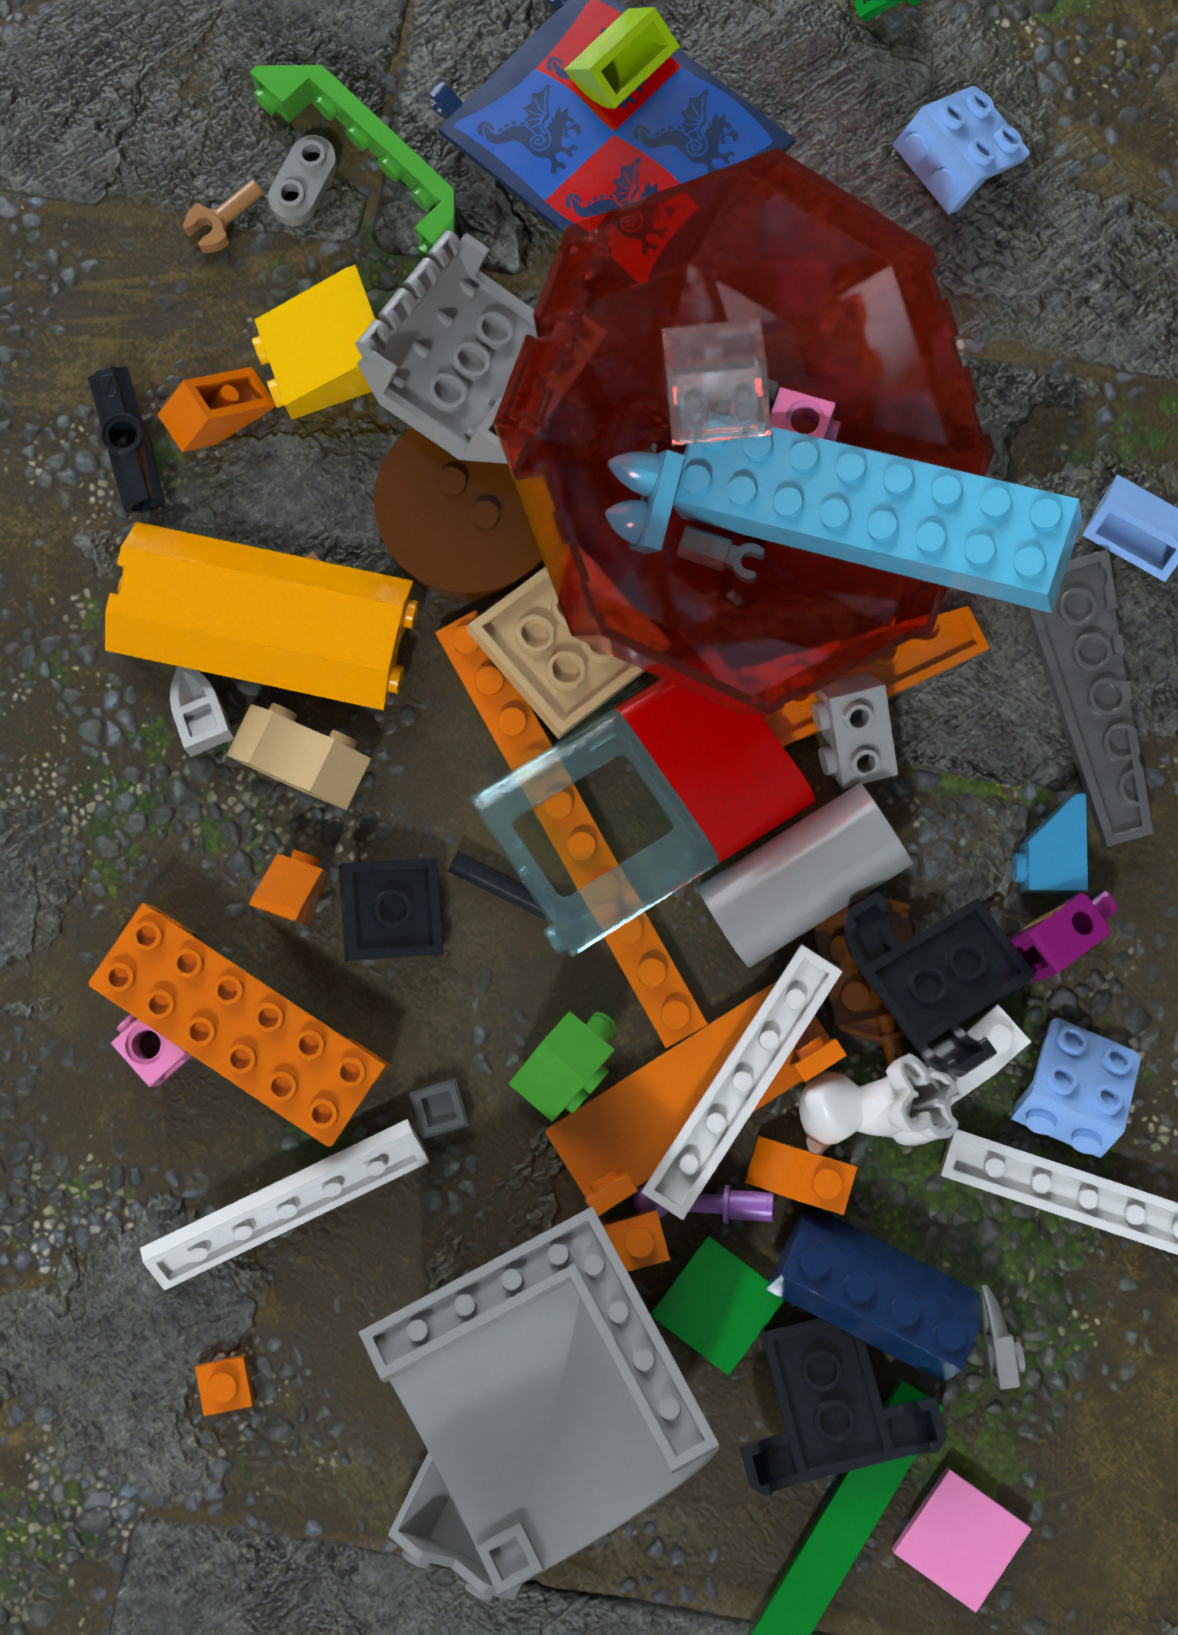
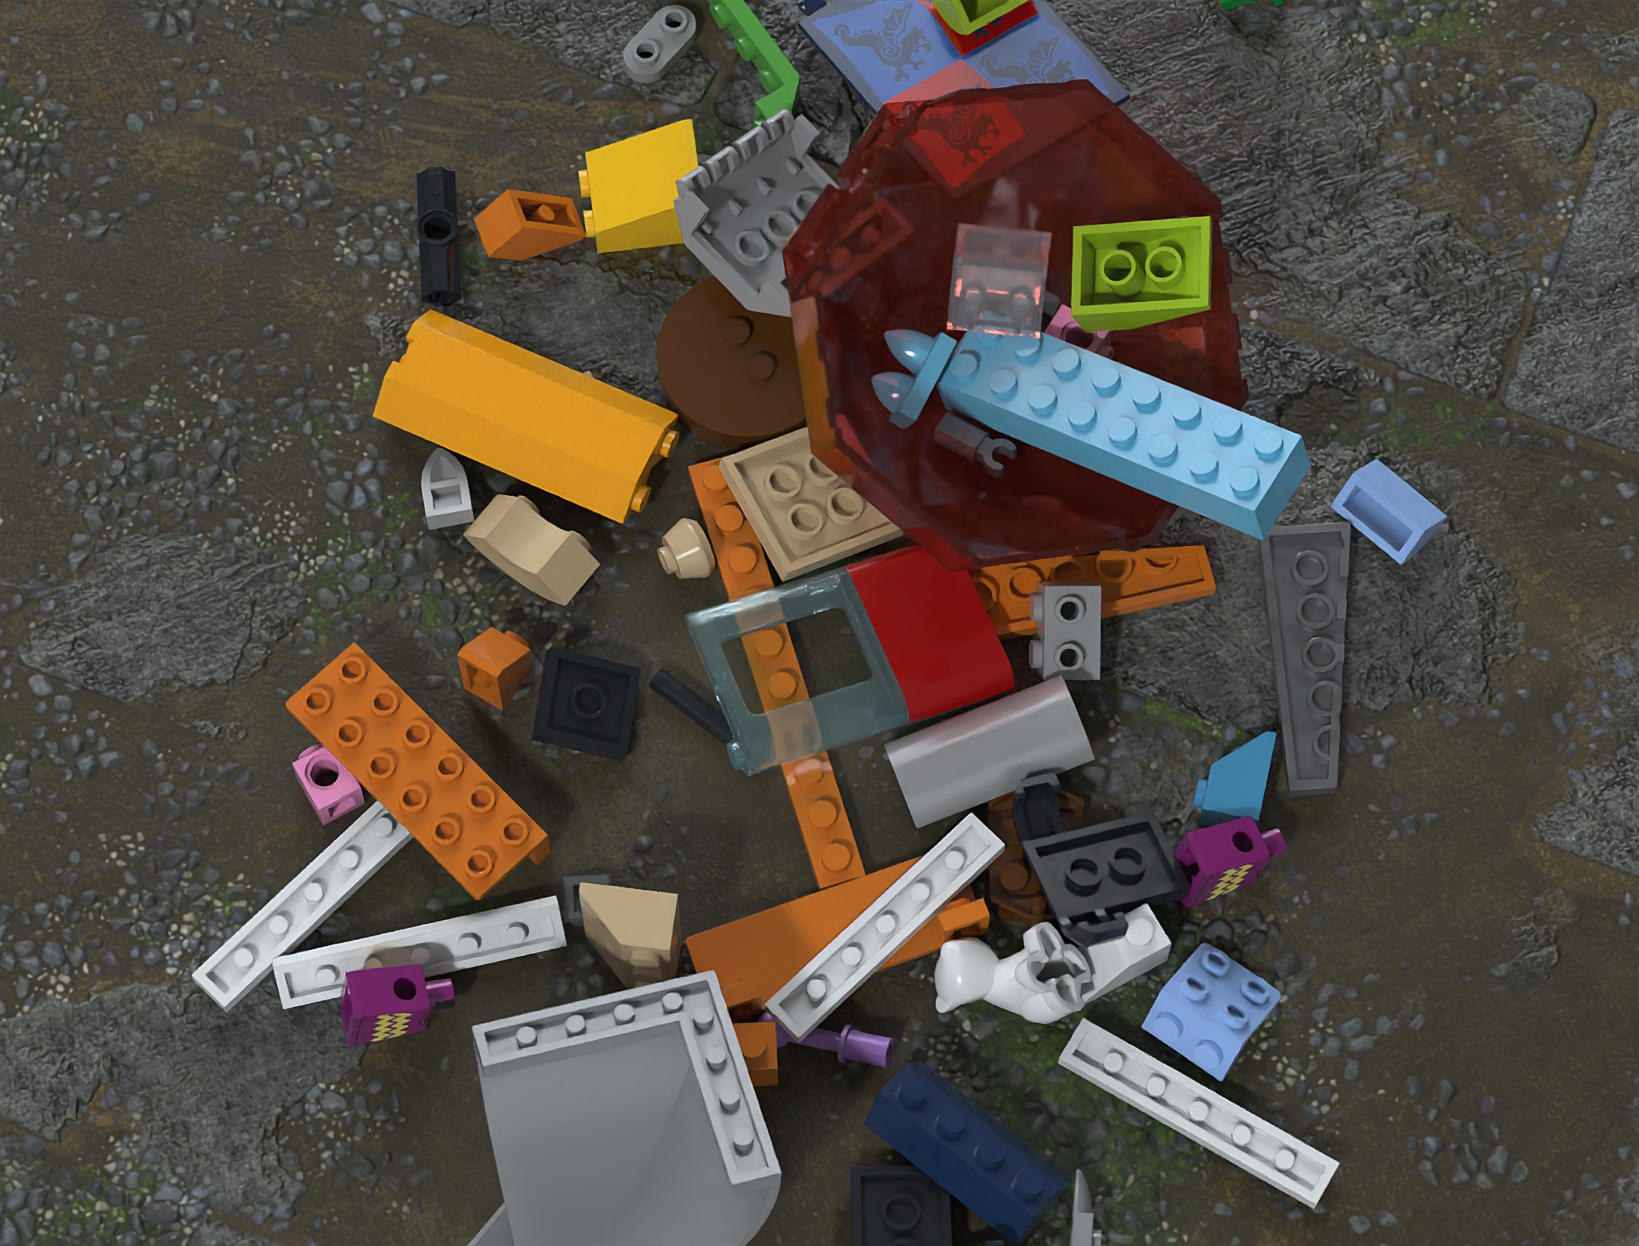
camera: 10 degrees right, 15 degrees down
(154, 1185) = (301, 906): none -> white plate
(220, 217) = (573, 61): medium nougat bar -> none
(225, 1385) = (319, 1110): orange plate -> none
(250, 1280) = (390, 1002): none -> magenta torso
(454, 724) = (686, 551): none -> tan cone
(498, 1161) = (633, 931): none -> tan slope
(566, 1064) = (718, 872): bright green brick -> none
(717, 1305) = (818, 1137): green tile -> none
(801, 1175) = (926, 1030): orange slope -> none
(866, 343) = (1140, 272): none -> lime slope
(959, 146) = (1290, 132): light blue bracket -> none

